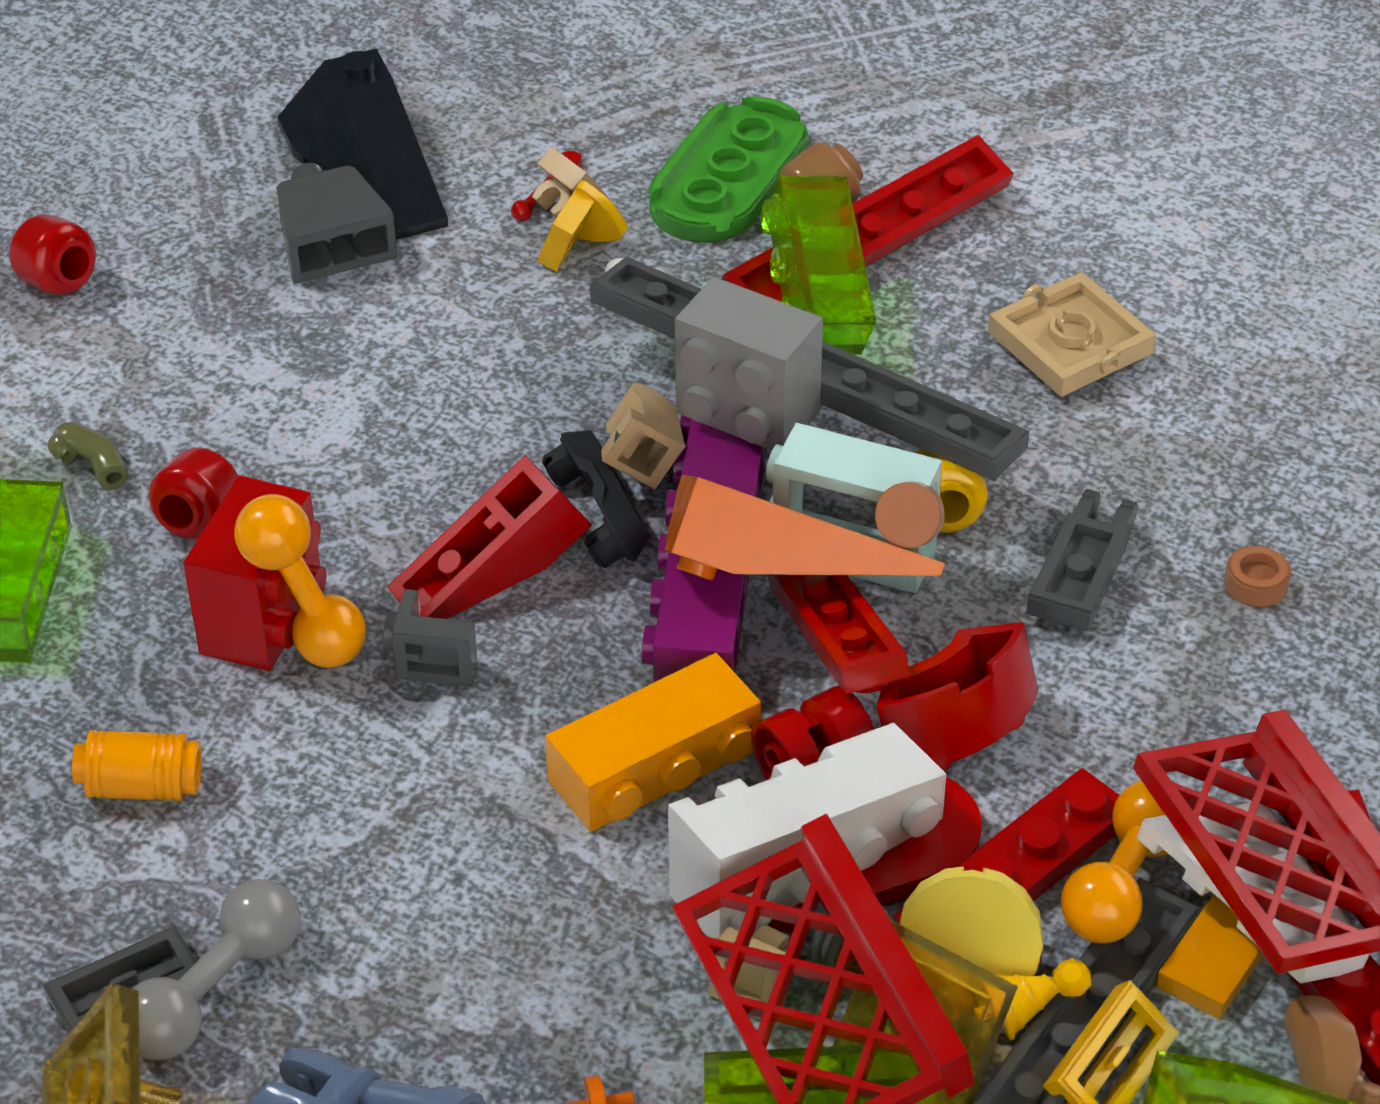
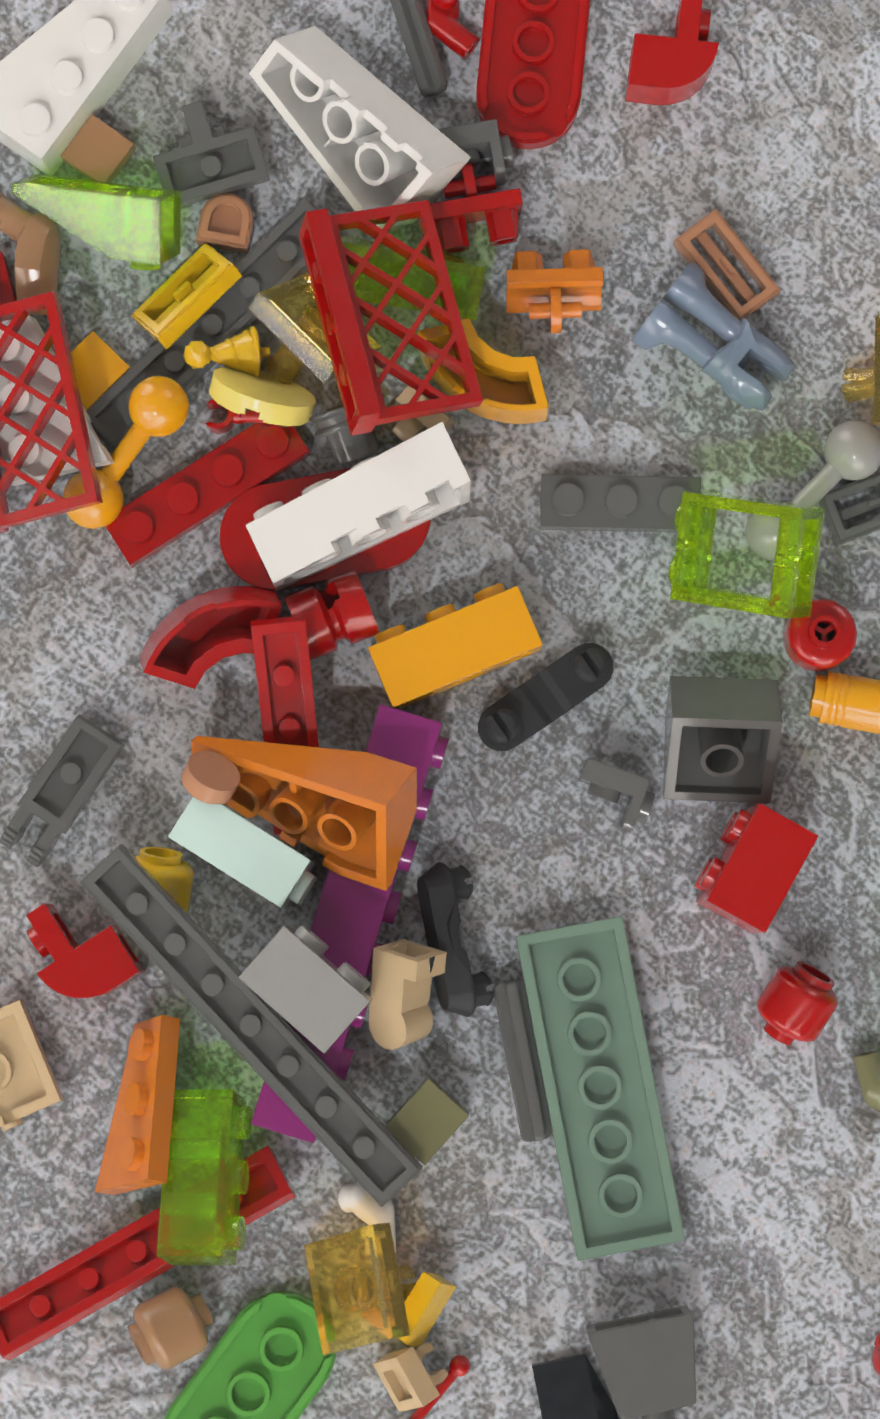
camera: 170 degrees left, 40 degrees up
(193, 811) = (817, 654): none -> red head
(274, 536) = (740, 823): light orange piece -> none
(308, 712) = (721, 739): none -> dark grey slope
(309, 814) = (793, 564): none -> clear neon green window
(406, 404) = (600, 1088): none -> sand green plate
(470, 933) = (612, 502): none -> dark grey plate
(494, 544) = (553, 888): red slope -> none
(496, 412) = (522, 1061): none -> dark grey axle
(511, 735) = (545, 697): none -> black piece
(594, 354) = (427, 1120): none -> olive brick
(634, 214) = (358, 1289): none -> clear yellow tile
(663, 1004) = (508, 384): none -> light orange brick
(897, 304) = (142, 1118): none -> orange wing
(1025, 402) = (84, 969): none -> red brick

